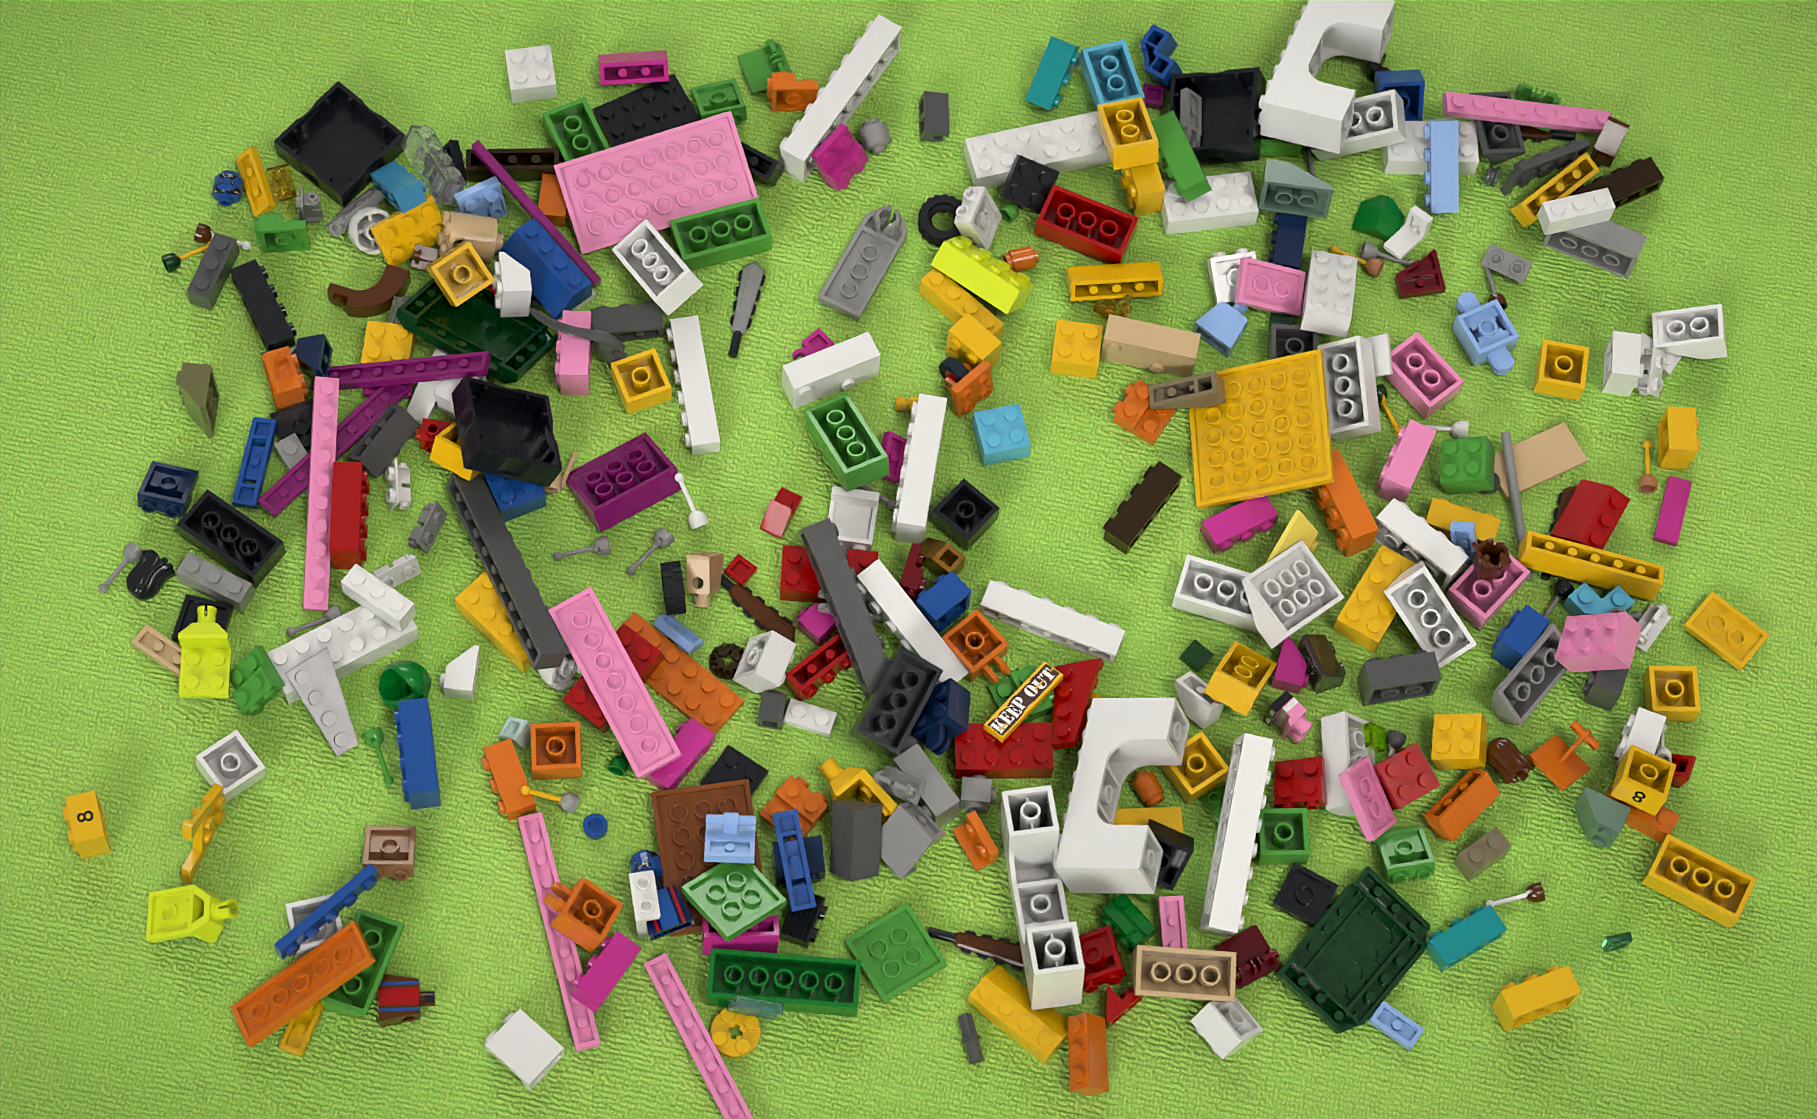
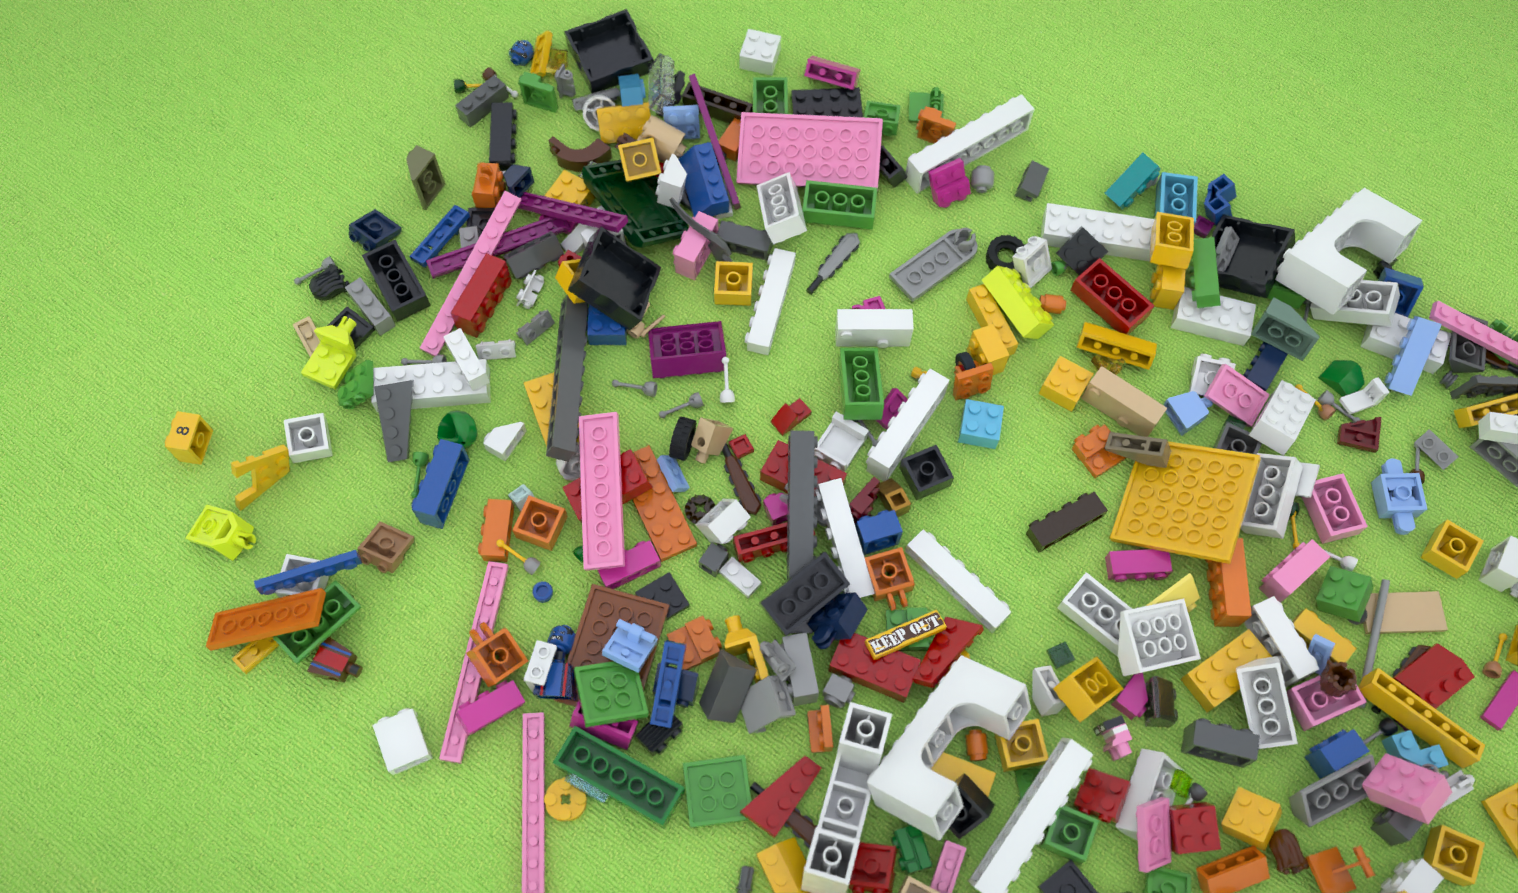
camera: 30 degrees right, 0 degrees up
(966, 933) = (779, 800): none -> red wing

